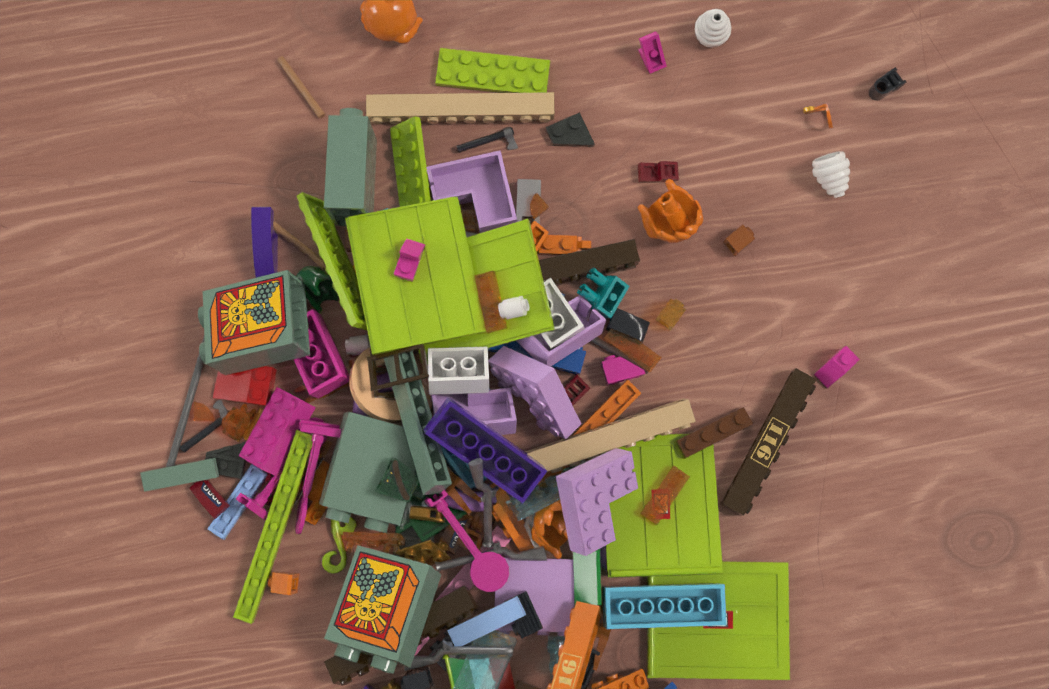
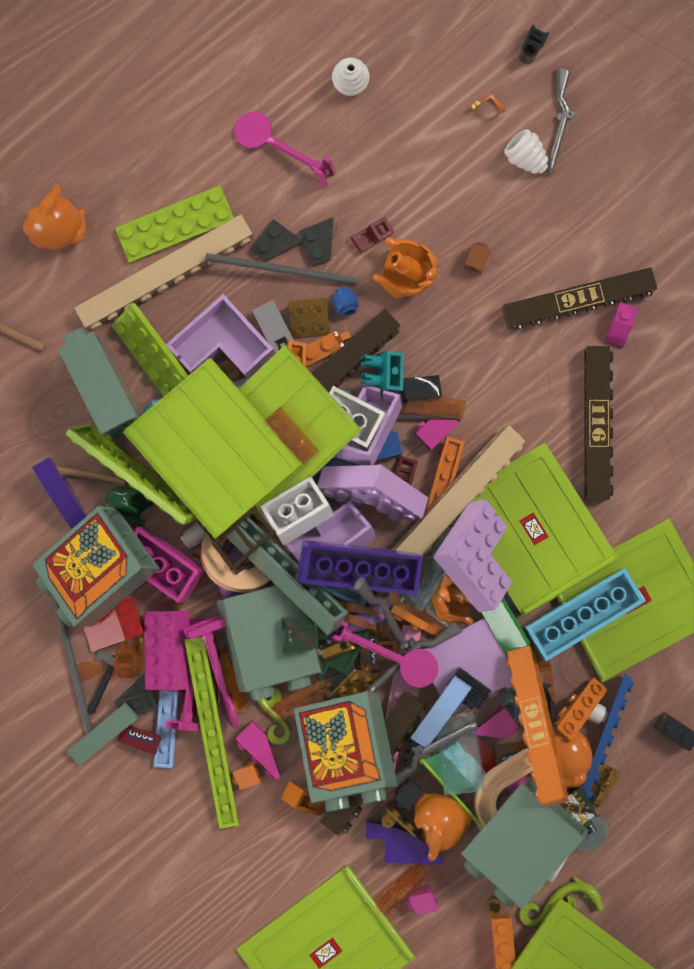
camera: 30 degrees left, 5 degrees up
(309, 561) = (258, 745): none -> dark pink slope
(316, 628) = (299, 798): none -> orange slope
(409, 259) = (200, 438): dark pink slope -> none
(505, 133) = (218, 272): black piece -> none
(513, 307) = (316, 430): white brick -> none
(532, 664) = (498, 725): none -> dark pink slope
(537, 206) = (283, 325): clear orange tile -> none
(562, 157) = (280, 268): none -> dark grey piece
(564, 212) = (309, 317): none -> pearl gold hinge
(602, 215) = (345, 302): none -> blue head
(605, 31) = (255, 130): none -> dark pink piece
(608, 152) = (318, 241): none -> pearl dark grey wing
(652, 52) = (308, 128): dark pink slope -> none
(665, 495) = (533, 519): clear orange plate -> none
(671, 313) = (453, 356): clear yellow brick -> none
(714, 433) = (546, 441): reddish brown plate -> none
(811, 323) = (579, 298): none -> dark brown brick
(896, 128) = (562, 78): none -> flat silver piece

